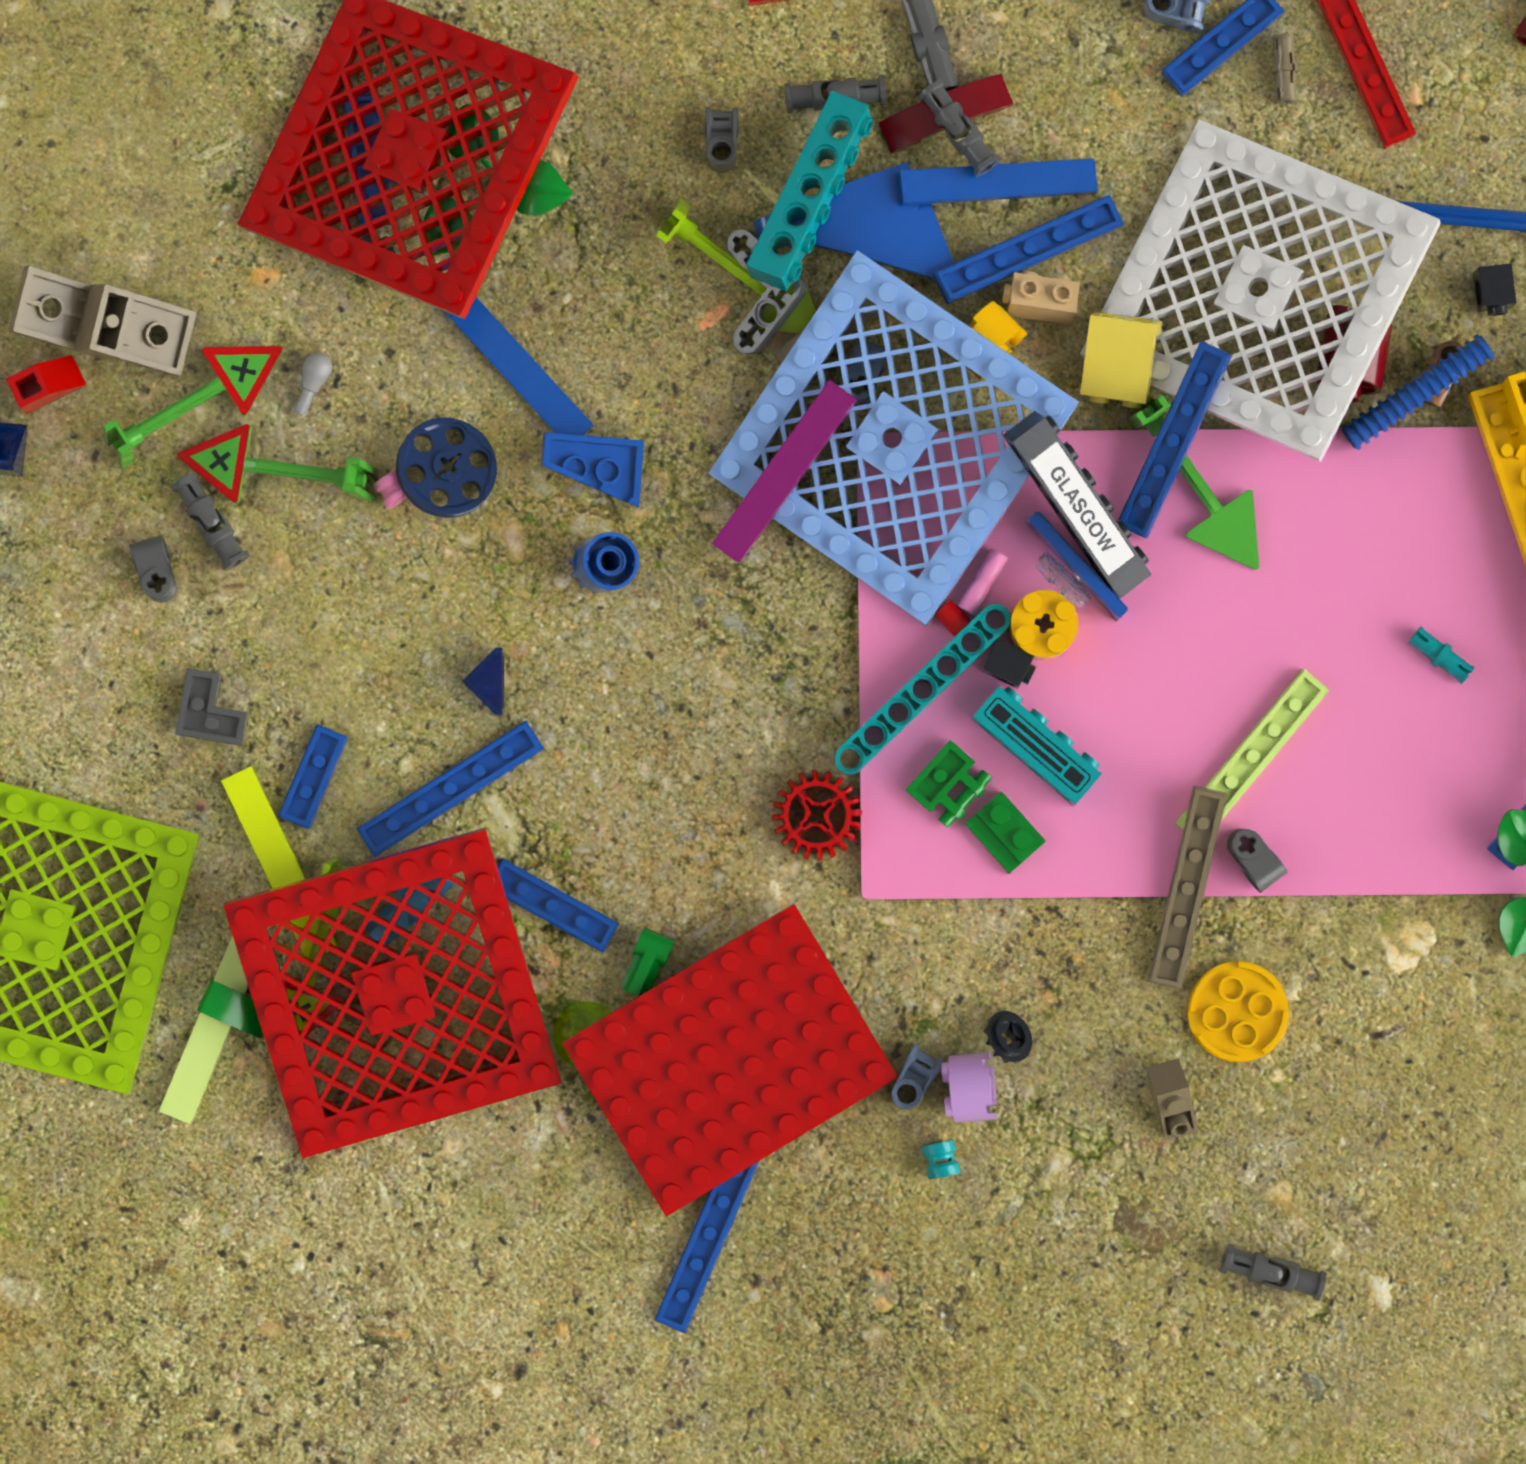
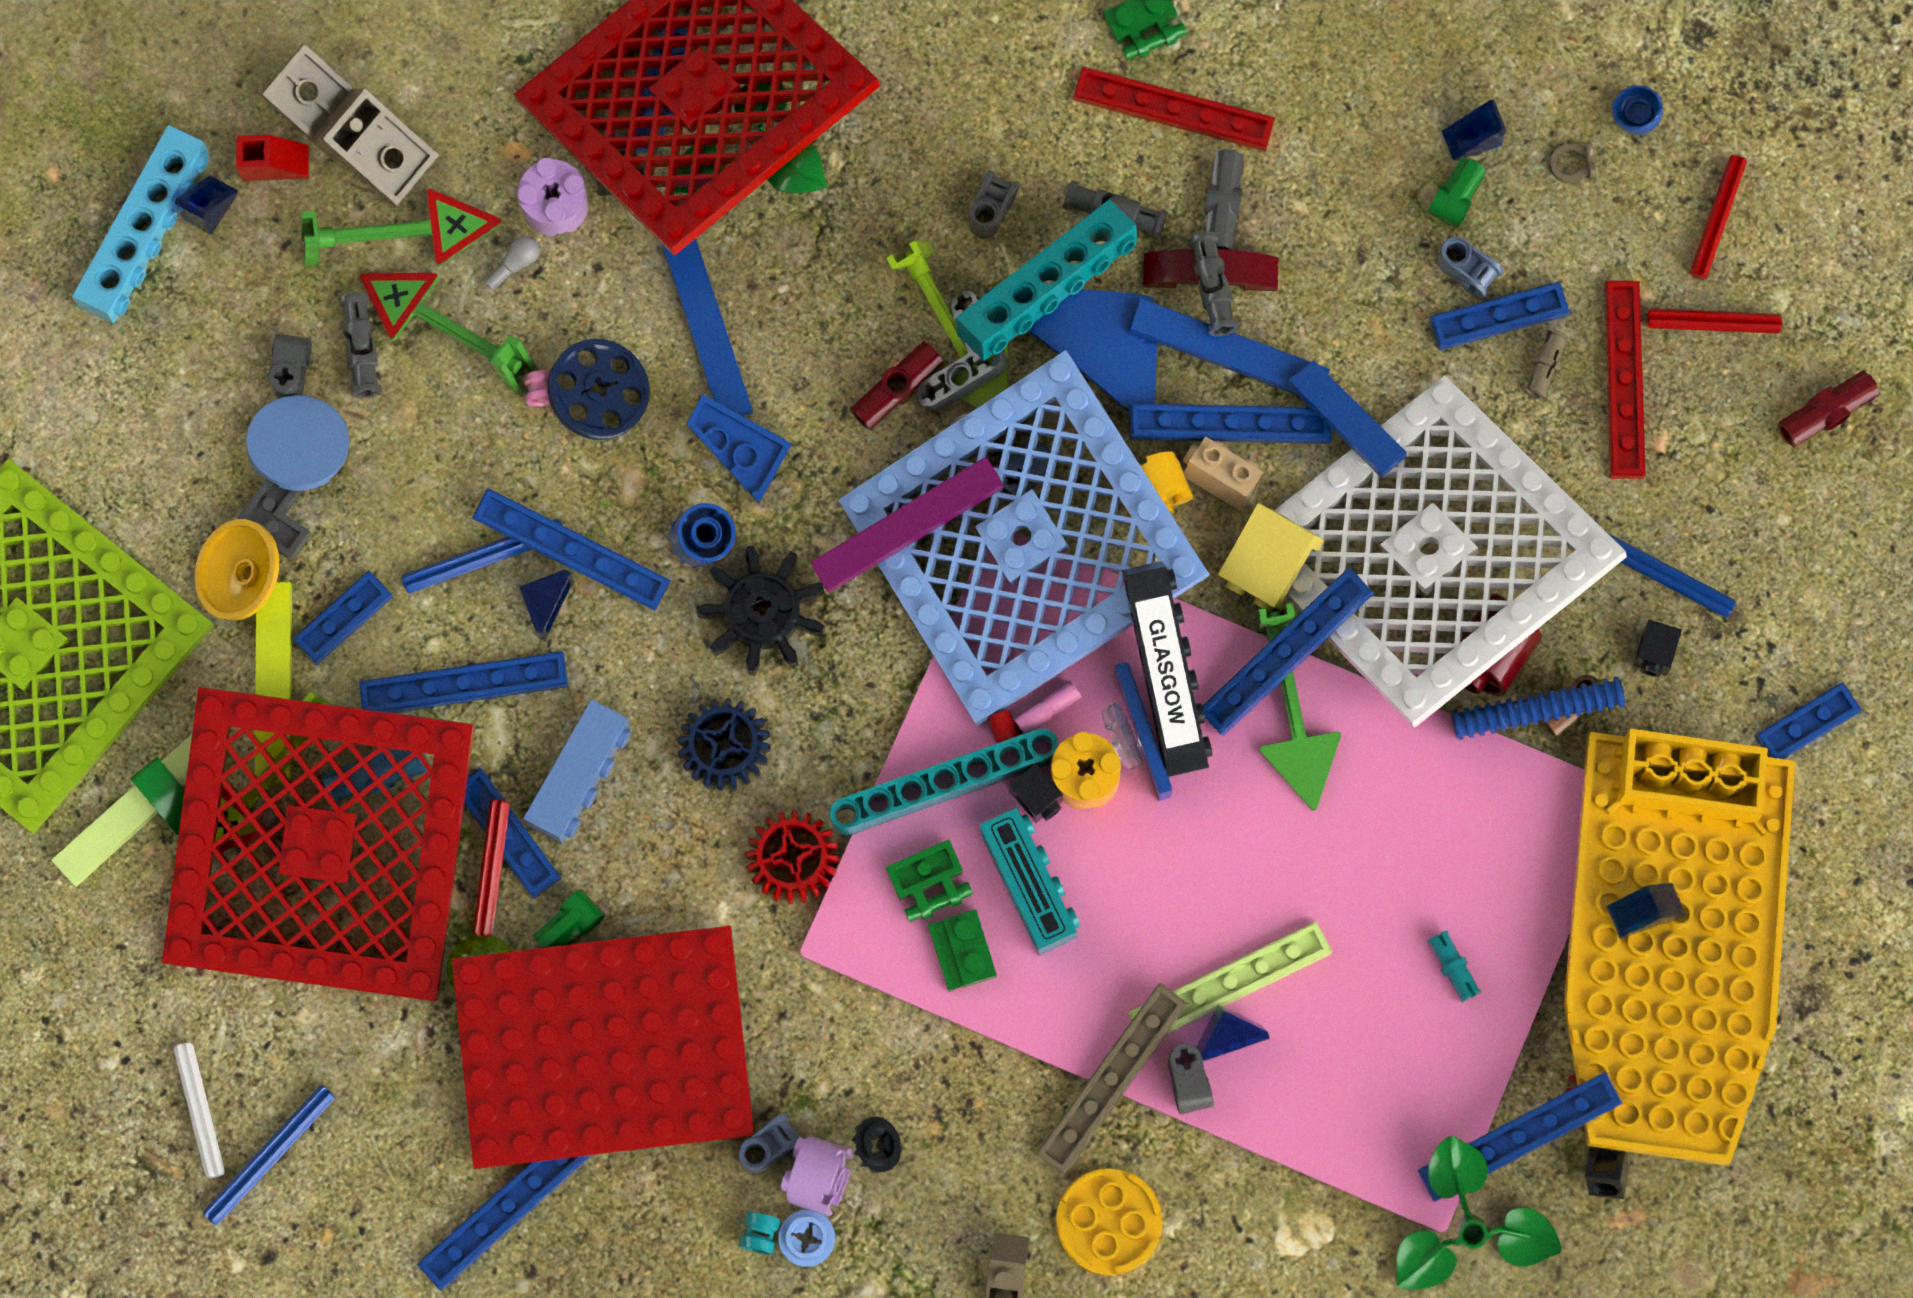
camera: 25 degrees right, 10 degrees down
(187, 780) = (236, 569): none -> yellow dish
(197, 636) = (297, 442): none -> medium blue tile
(309, 291) = (549, 179): none -> lavender brick
(398, 1272) = (199, 1110): none -> white axle
(413, 665) = (463, 563): none -> blue axle
(478, 1283) = (268, 1155): none -> blue axle
(490, 625) = (571, 549): none -> blue tile
(555, 944) = (491, 868): none -> red axle
(591, 822) = (577, 772): none -> medium blue brick
(687, 625) = (743, 616): none -> black gear
(720, 325) = (881, 400): none -> dark red piece
(734, 740) = (711, 737): none -> dark blue gear
(996, 1154) = (799, 1223): none -> light blue gear
(1132, 200) = (1347, 418): none -> blue tile
(1272, 802) = (1229, 1032): none -> clear blue slope

